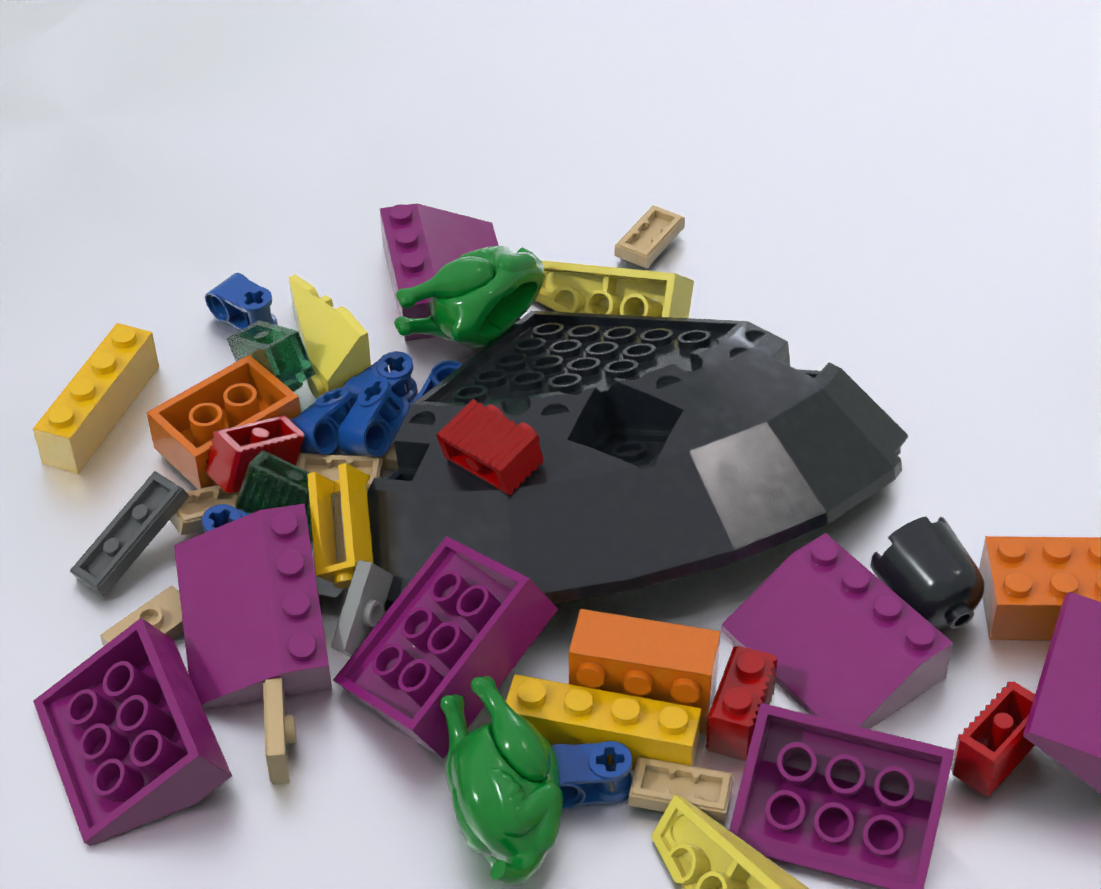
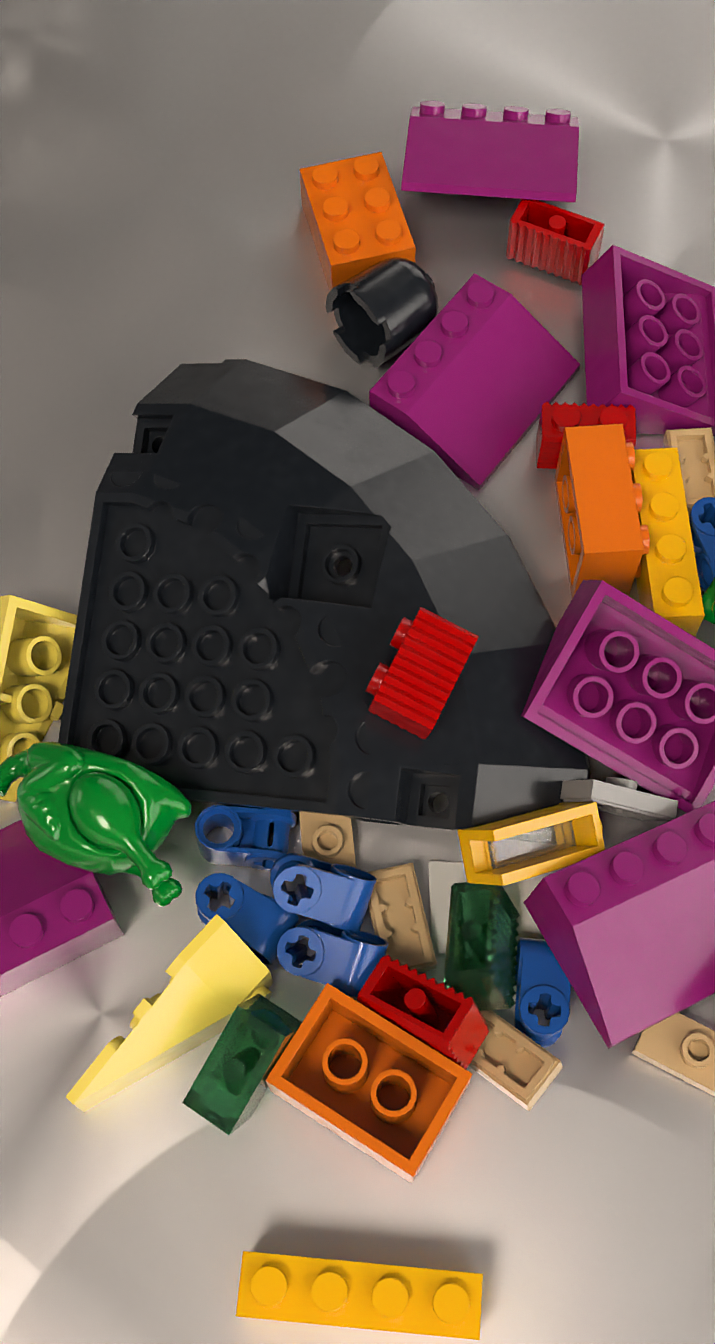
camera: 105 degrees left, 20 degrees up
(129, 533) = (588, 1128): dark grey tile -> none
(240, 302) = (110, 1177): blue piece -> none

